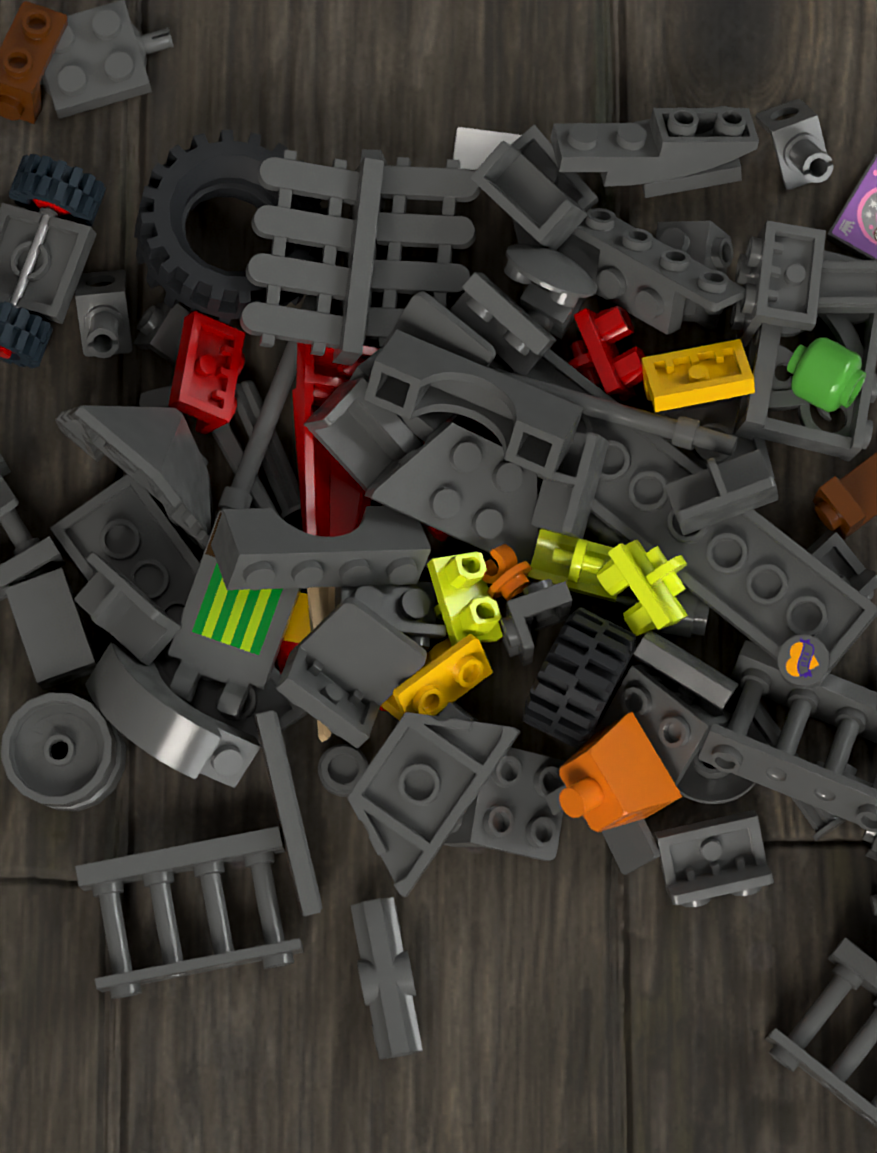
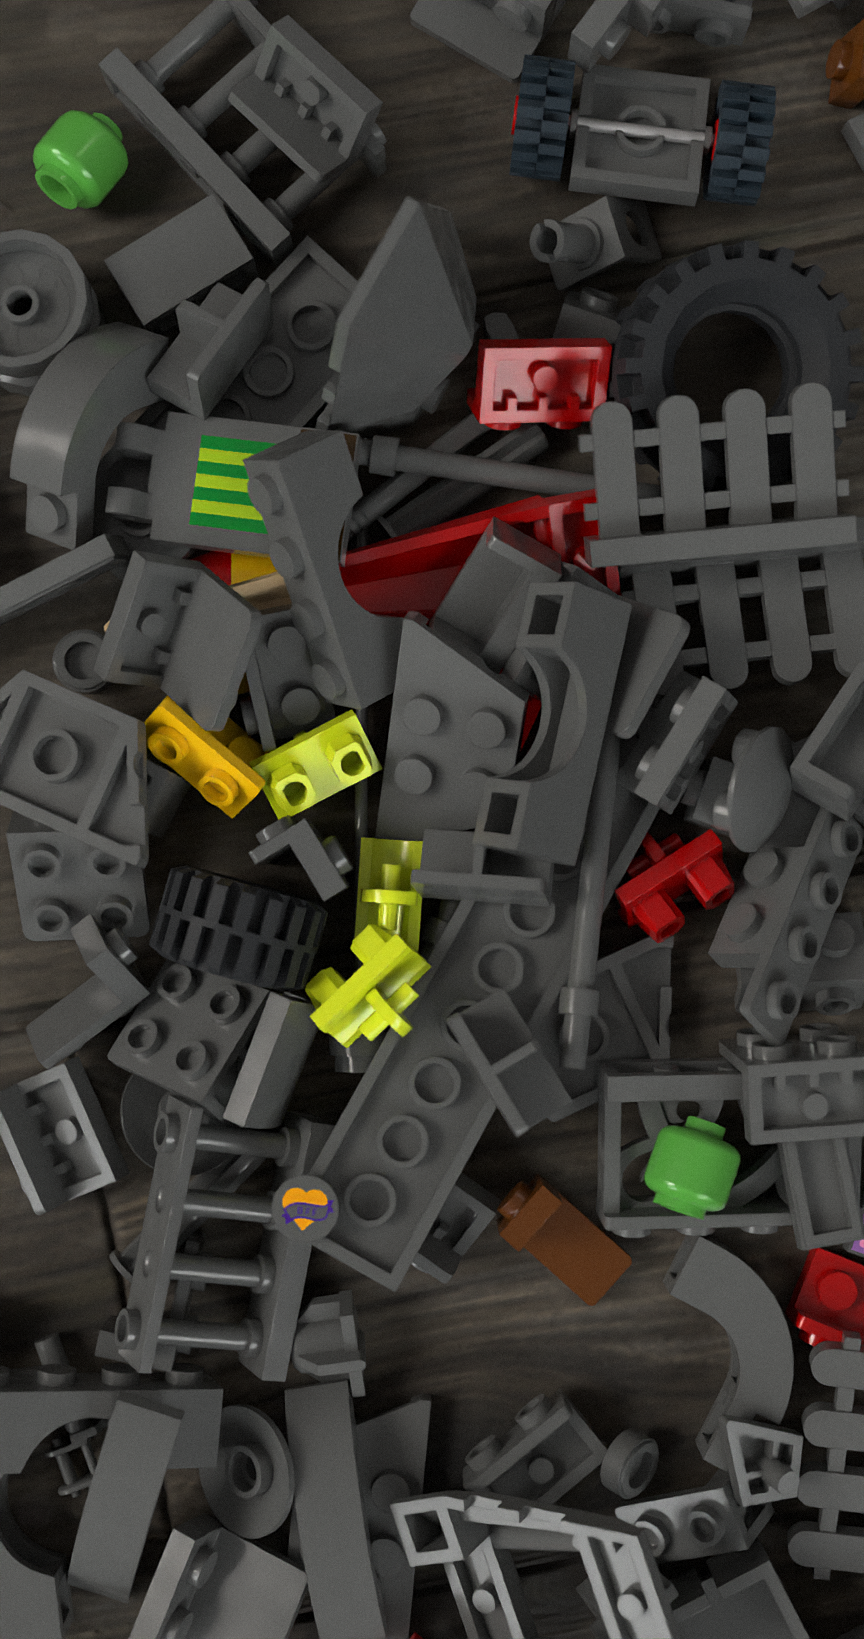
camera: 75 degrees right, 10 degrees up
(509, 577) = (356, 808): orange plate -> none
(616, 778) = (114, 997): orange torso -> none
(697, 375) = (656, 1003): yellow bracket -> none

